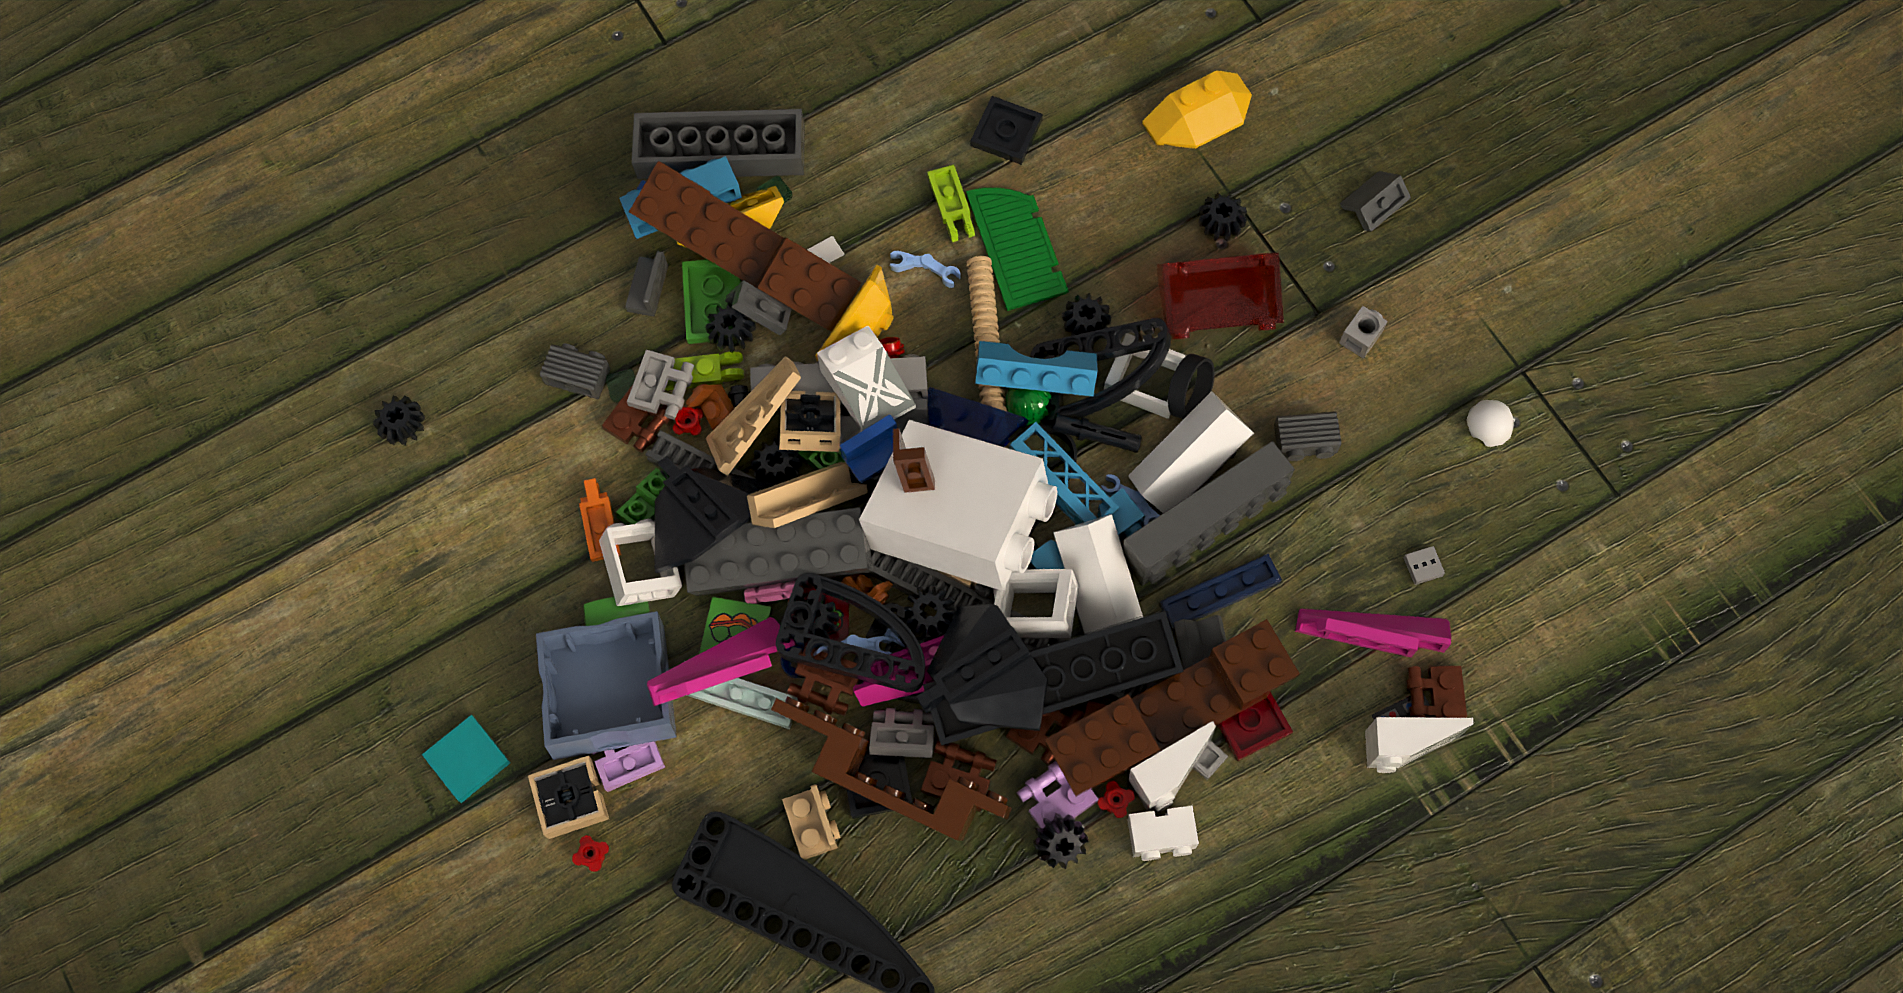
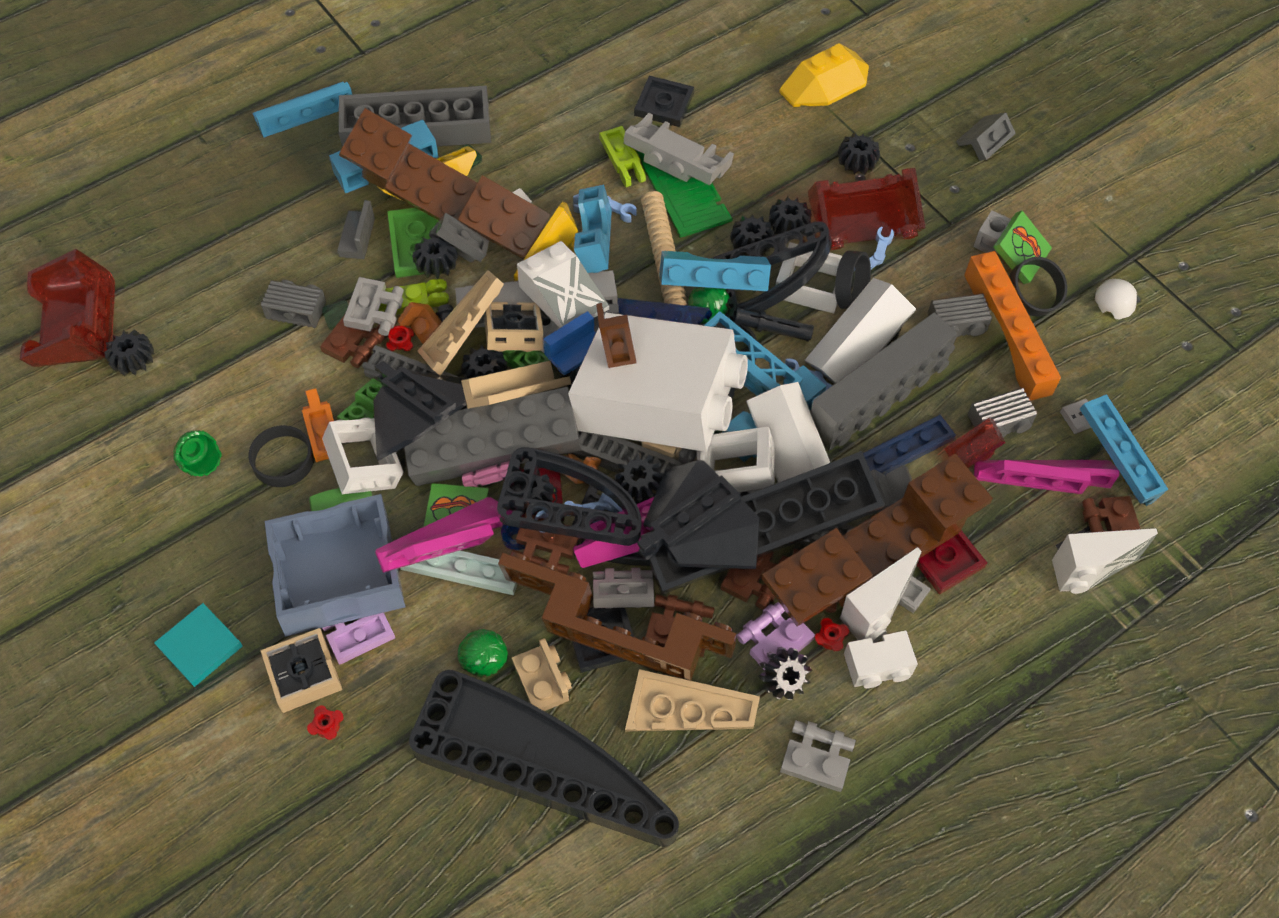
camera: 10 degrees left, 10 degrees down
(341, 367) = (75, 311): none -> clear red windscreen
(468, 546) = (197, 453): none -> green hair
(540, 529) = (270, 434): none -> black tyre
(593, 117) = (300, 109): none -> dark azure fence
(753, 791) = (482, 652): none -> green hair
(904, 329) = (593, 242): none -> dark azure arch
(950, 864) = (682, 704): none -> tan wing
(1009, 207) = (676, 153): none -> light grey bracket
(1083, 938) = (815, 764): none -> light grey plate
(1135, 289) = (789, 215): none -> black gear
(1228, 350) = (879, 255): none -> light blue piece
(1298, 597) = (977, 444): none -> clear red tile
(1336, 560) = (1009, 410): none -> dark grey brick
(1375, 484) = (1030, 357): none -> orange arch
(1392, 353) = (1020, 242): none -> bright green tile
(1429, 404) = (1057, 276): none -> black tyre
(1459, 615) = (1124, 449): none -> dark azure fence

